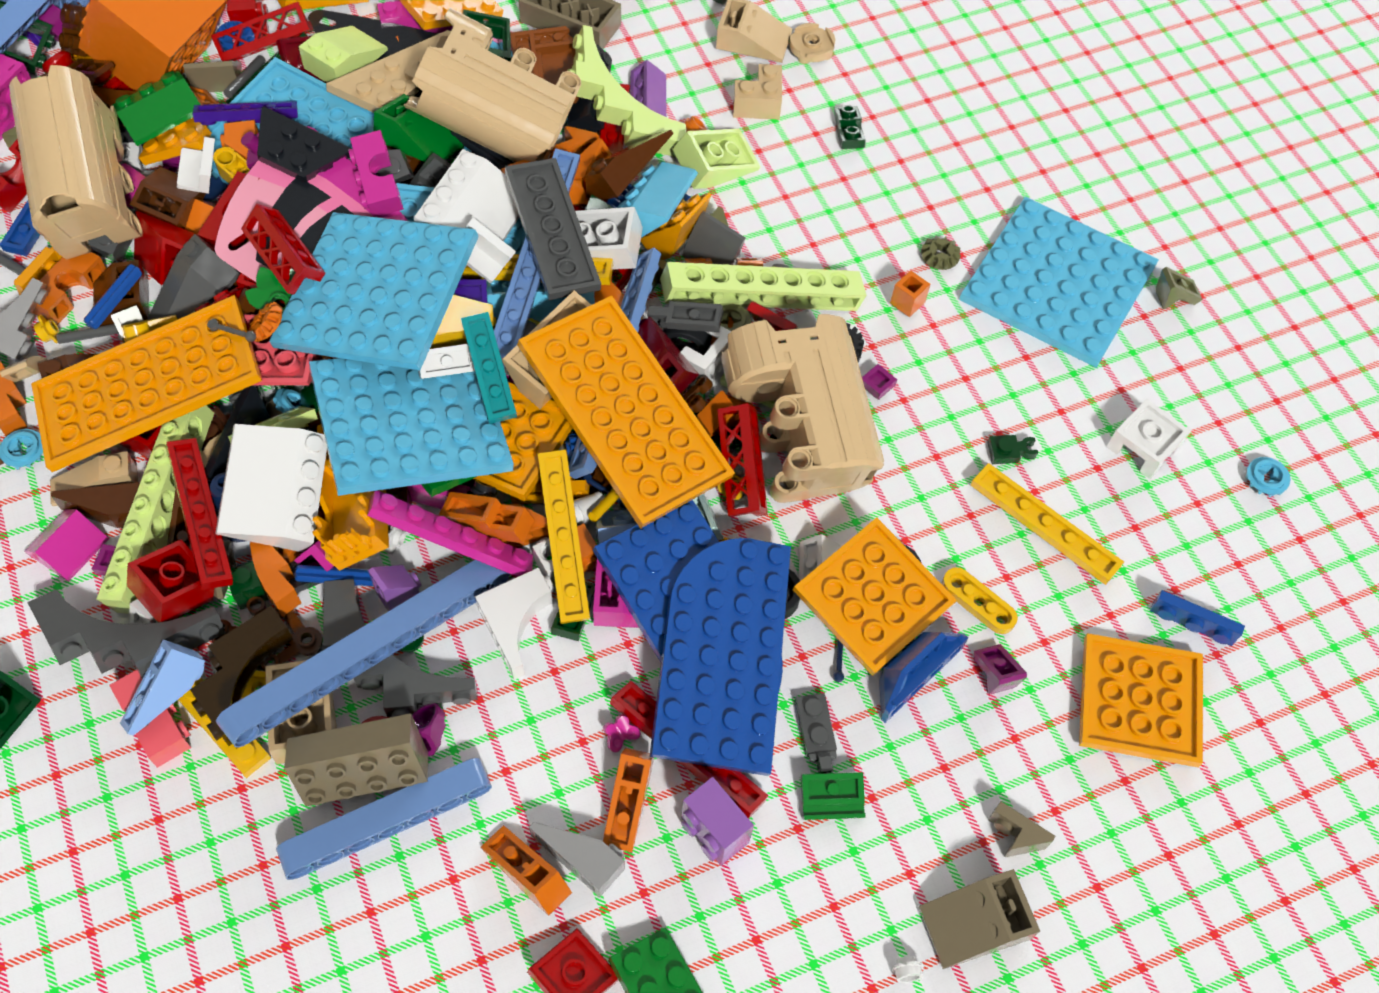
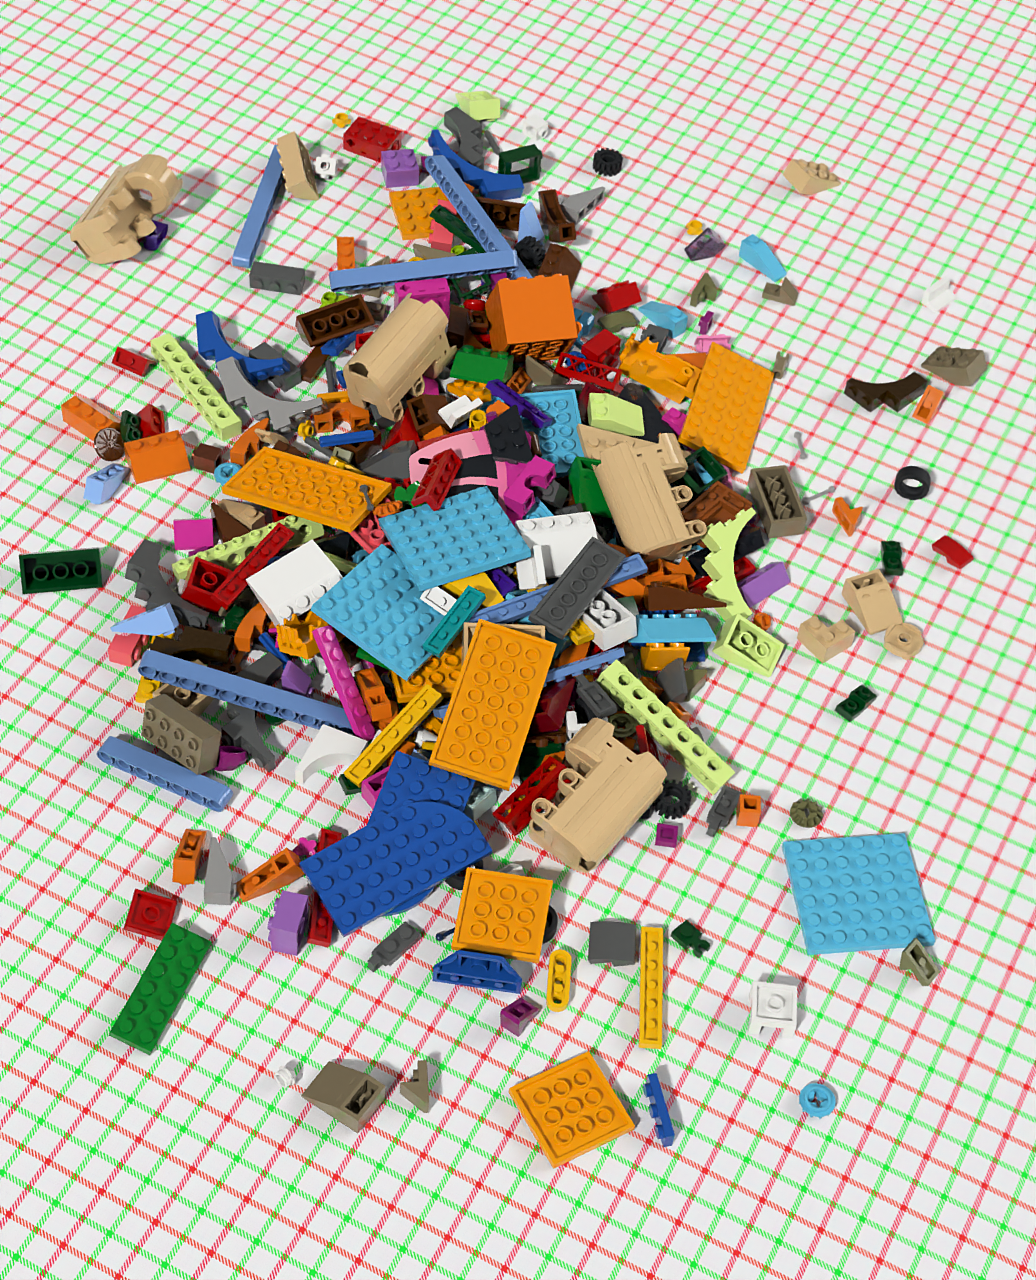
camera: 50 degrees right, 10 degrees down
(833, 796) = (359, 977): green plate -> none
(886, 315) = (722, 809): none -> dark grey hinge
(969, 520) = (612, 943): none -> dark grey slope

